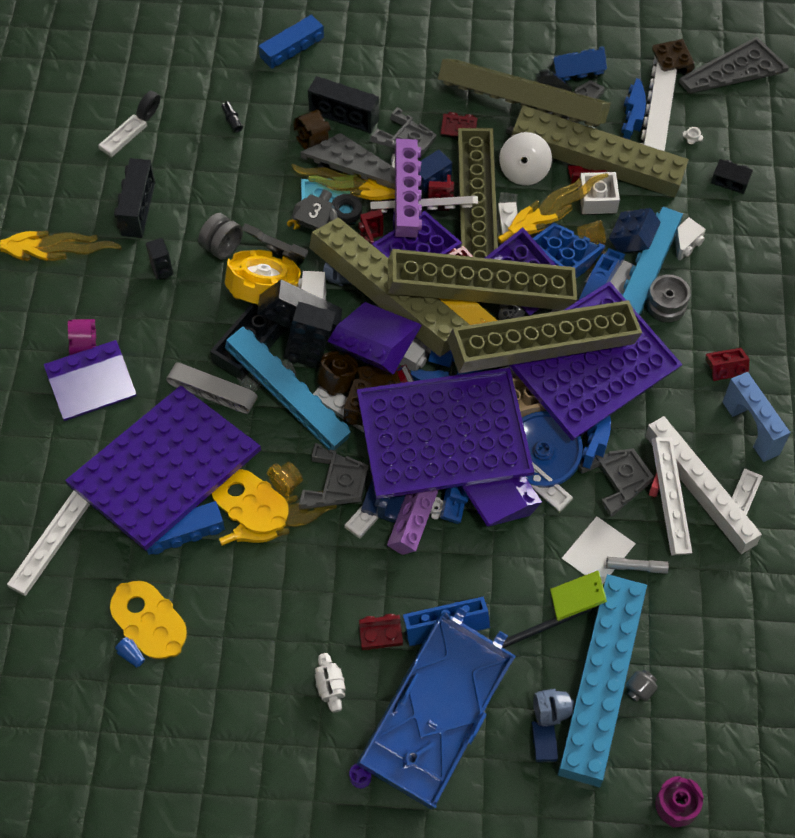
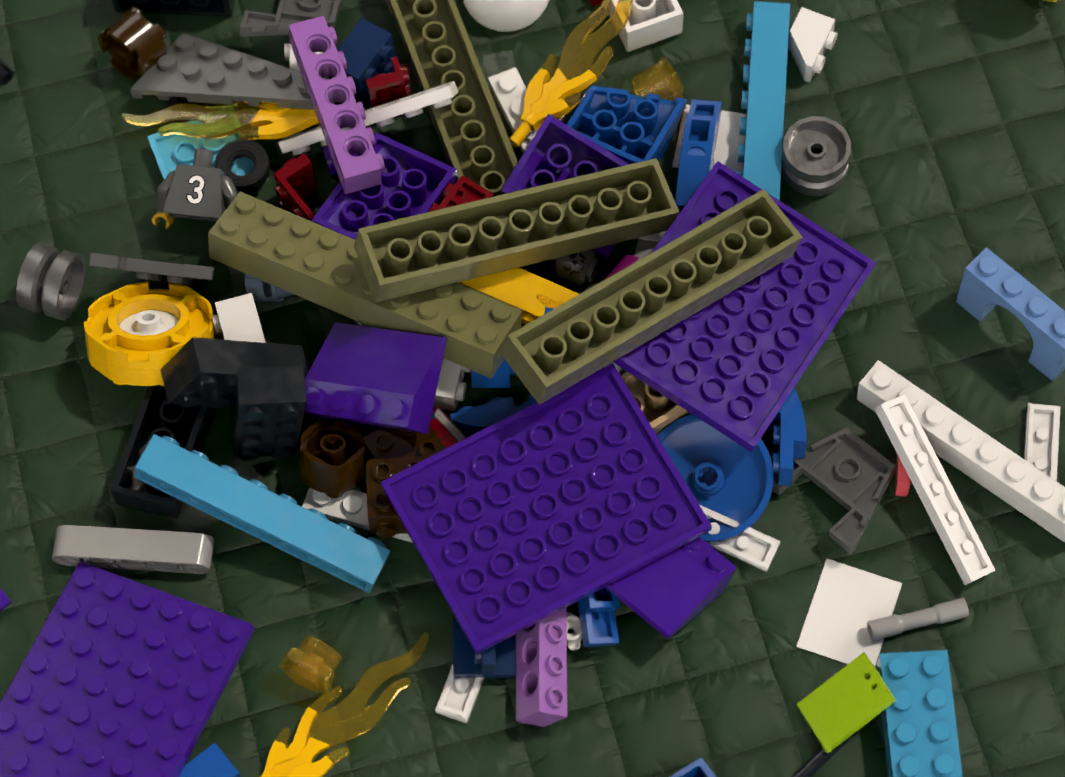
camera: 15 degrees left, 5 degrees up
(258, 508) = (285, 728): yellow piece -> none
(343, 483) = (409, 639): dark grey wing -> none
(634, 230) = (724, 57): dark blue brick -> none
(728, 363) = (945, 235): dark red bracket -> none

